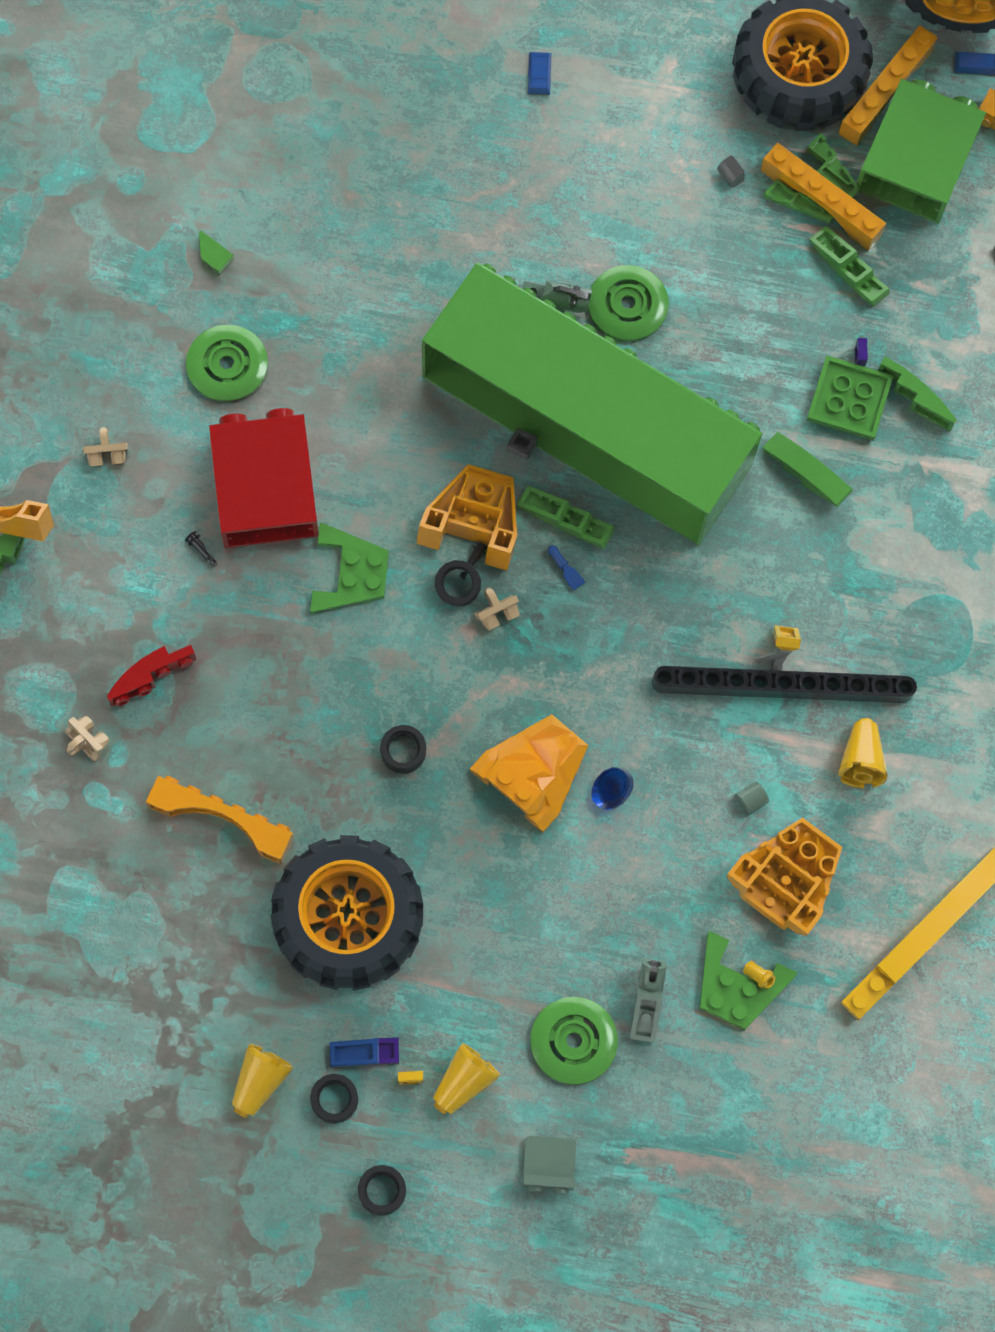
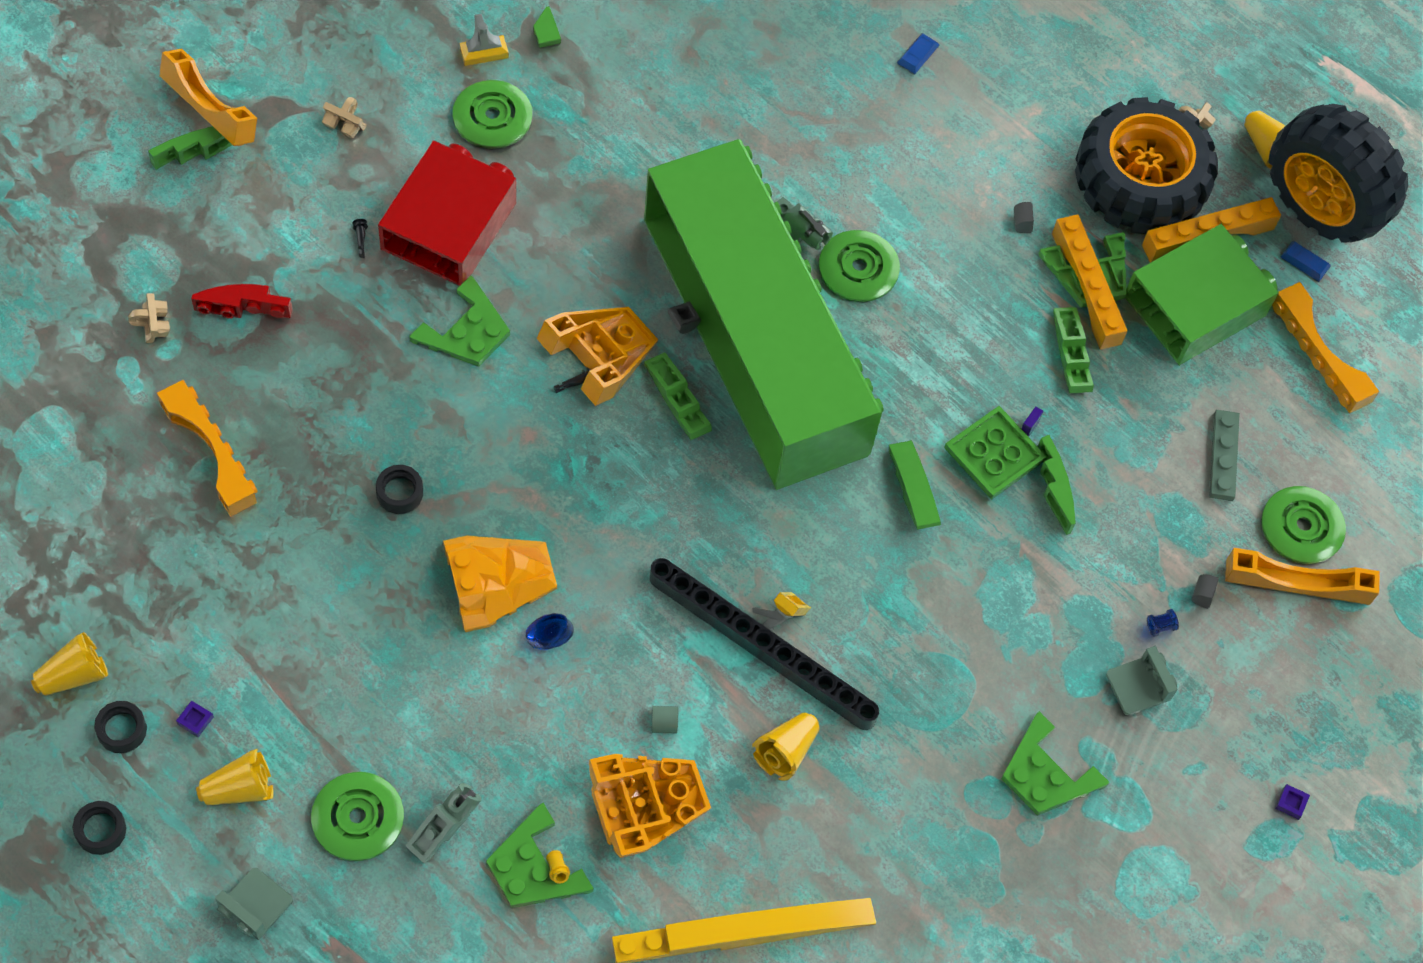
camera: 30 degrees right, 10 degrees down
(174, 304) = (483, 45): none -> piece
(329, 867) = (212, 552): black wheel -> none
(354, 1052) = (166, 700): blue tile -> none
(410, 1078) = (196, 752): yellow tile -> none
(447, 568) = (536, 375): black tyre -> none
(507, 605) = (574, 432): tan hips -> none
(570, 575) = (647, 446): blue piece -> none

